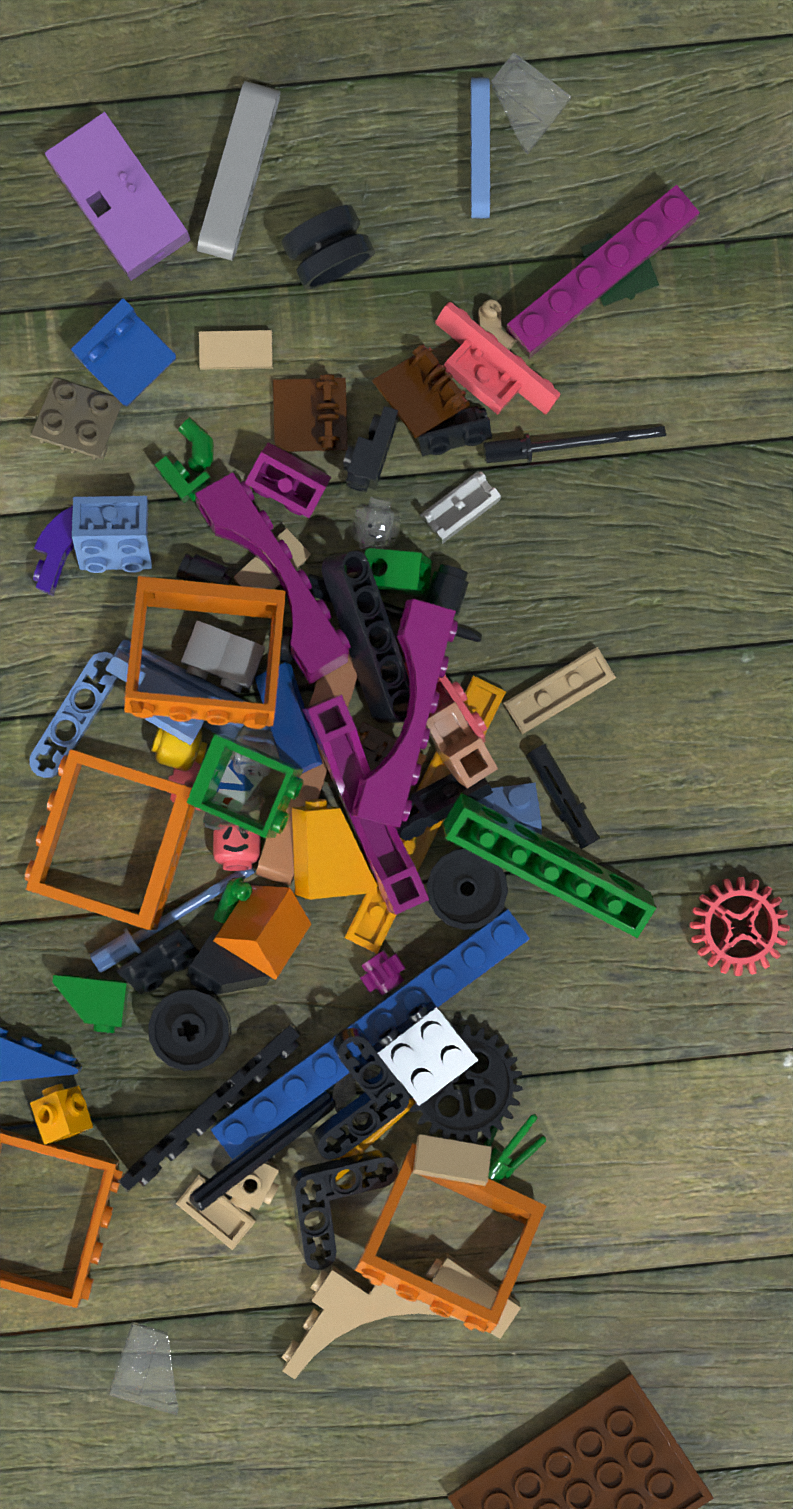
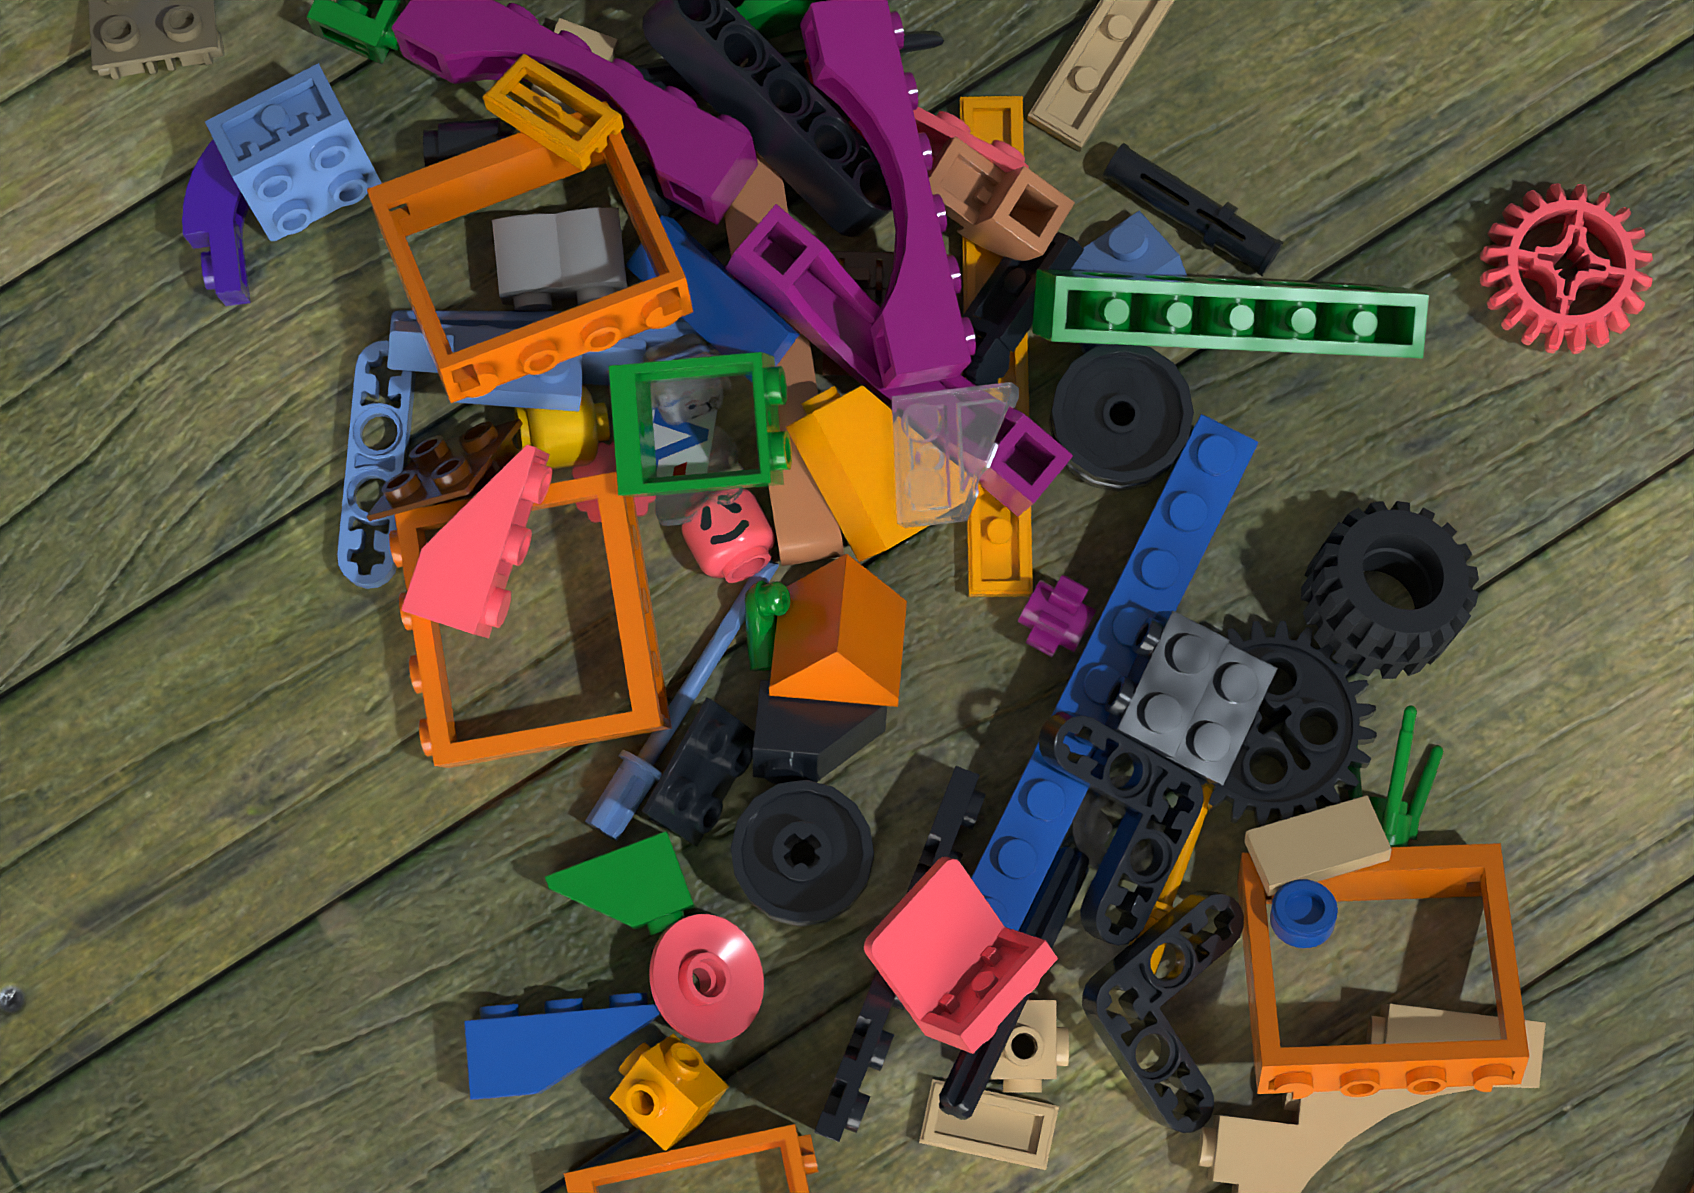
camera: 25 degrees left, 5 degrees down
(92, 798) = (469, 561): none -> coral slope
(110, 741) = (448, 468): none -> reddish brown hinge
(122, 1069) = (727, 974): none -> coral dish
(235, 1128) = (955, 958): none -> coral bracket
(266, 609) = (574, 152): none -> light orange tile
(364, 864) = (944, 449): none -> clear wing
(425, 1192) = (1303, 913): none -> blue tile
(585, 1044) = (1417, 556): none -> black tyre

